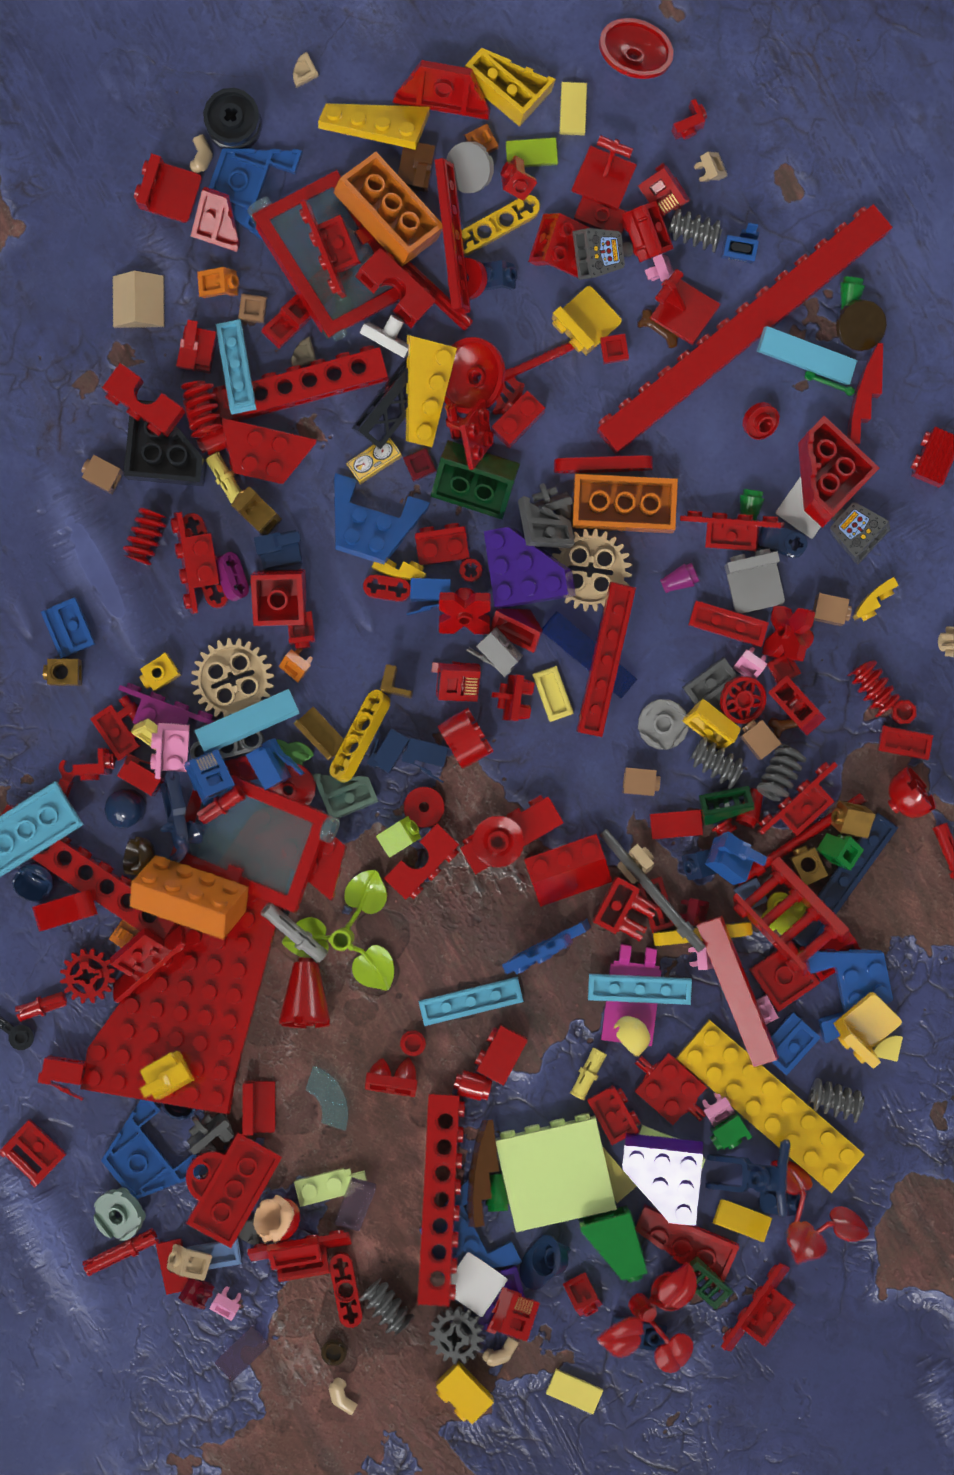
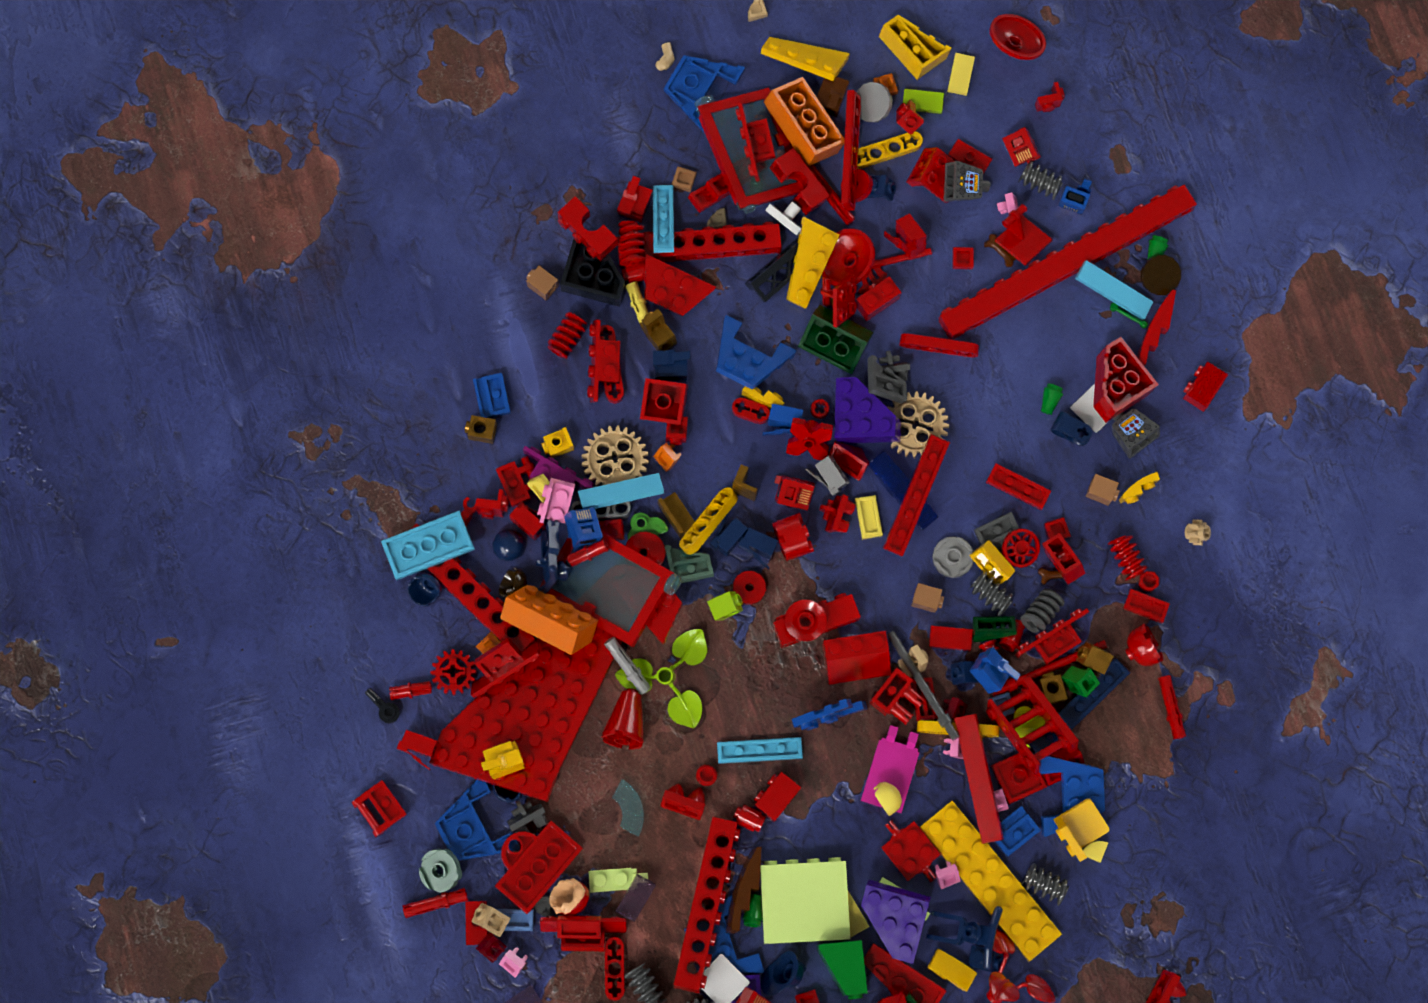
camera: 10 degrees right, 10 degrees down
(64, 910) = (445, 615): red beam -> none
(138, 300) = (596, 157): tan slope -> none
(167, 190) = (634, 78): red bracket -> none
(215, 220) = (668, 107): wing -> none
(217, 282) = (660, 154): orange bracket -> none
(229, 105) = (695, 34): black wheel -> none
(232, 576) = (629, 379): magenta beam -> none
(258, 1107) = (571, 805): red panel -> none
(269, 764) = (632, 528): blue piece -> none
(373, 461) = (758, 311): slope -> none
(408, 880) = (727, 642): red arch -> none
(419, 464) = (793, 320): dark red tile -> none
(441, 545) = (800, 384): red bracket -> none
(444, 90) = (863, 41): red wing -> none
(547, 334) = (910, 236): none -> red piece
(586, 320) = (944, 233): yellow bracket -> none
(588, 1073) = (845, 826): light yellow pin -> none
(604, 175) = (977, 127): red plate -> none
(613, 1115) = (861, 862): red bracket -> none
(624, 503) = (951, 377): orange brick -> none
(639, 989) = (899, 763): medium azure tile -> none
(647, 231) = (1003, 173): red brick -> none
(681, 578) = (986, 444): magenta cone -> none
(713, 165) = (1063, 135): tan tile -> none
(729, 1133) = (953, 895): green brick -> none
(731, 532) = (1033, 415): red bracket -> none
(750, 664) = (1031, 520): bright pink tile -> none
(754, 581) = (1045, 456): light grey bracket -> none
(759, 738) = (1029, 581): medium nougat brick -> none
(761, 420) = (1069, 333): red plate -> none
(791, 633) = (1068, 501): red plant -> none

